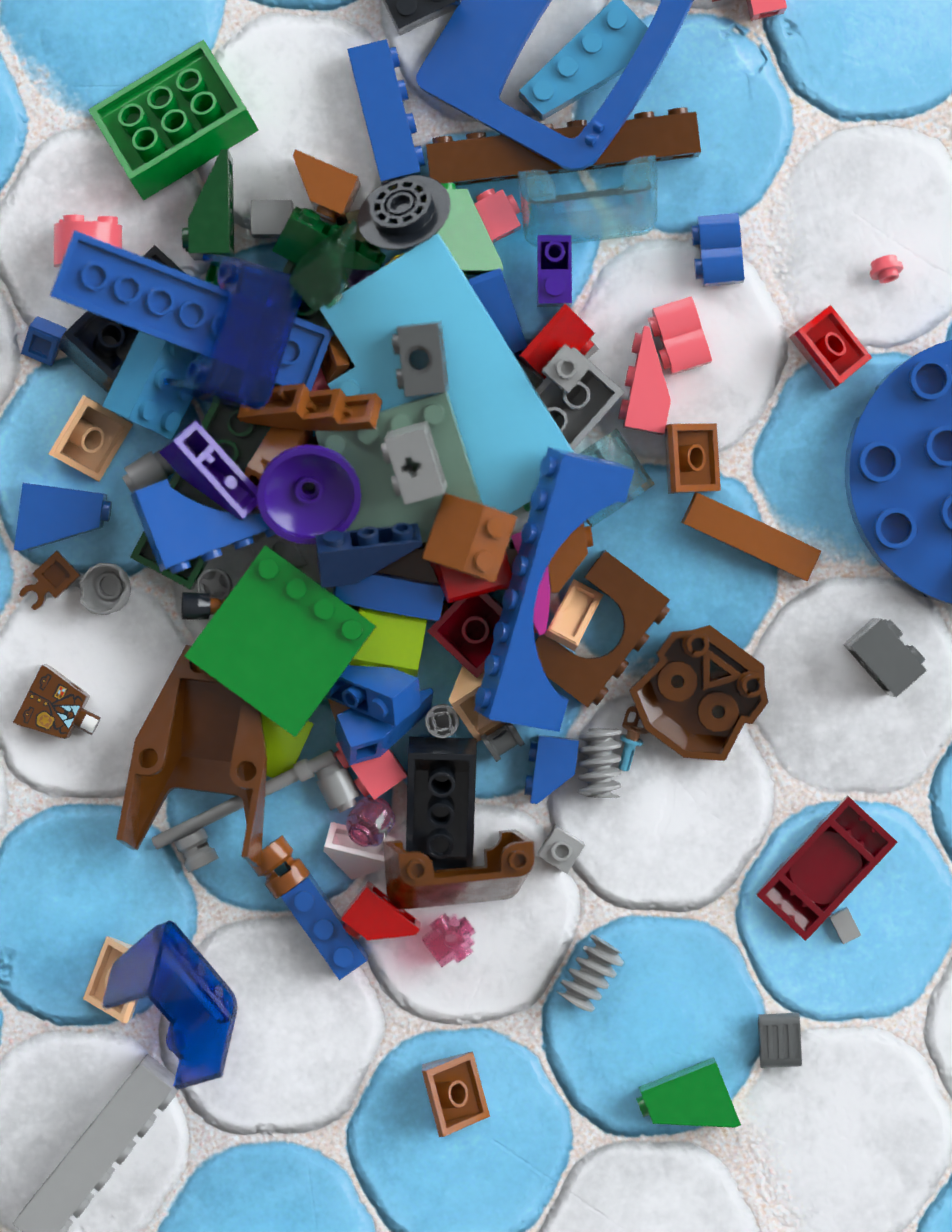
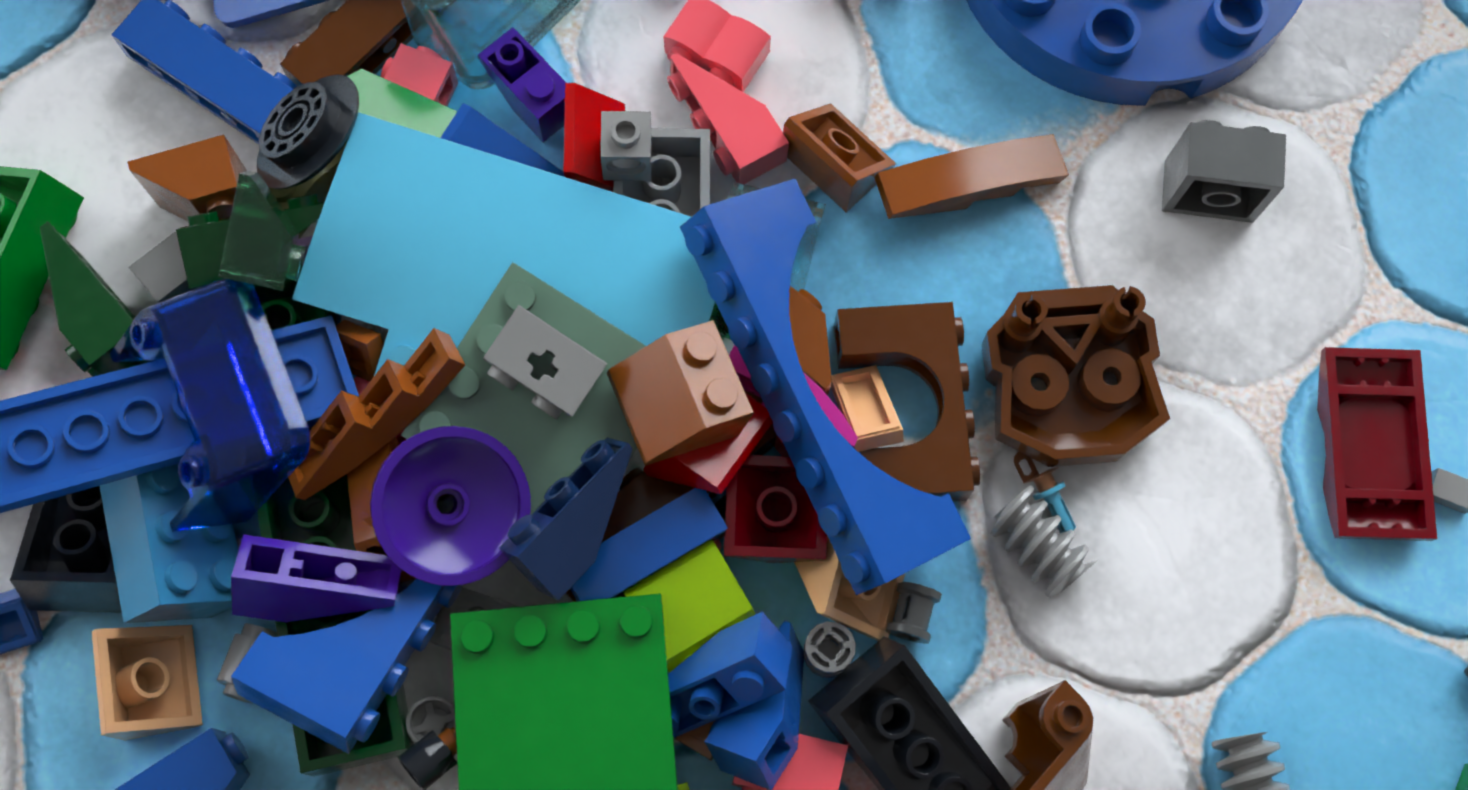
camera: 45 degrees left, 15 degrees down
(429, 339) = (442, 221): dark grey brick -> none
(554, 765) = (993, 591): blue slope -> none
(561, 849) = (1092, 672): light grey brick -> none

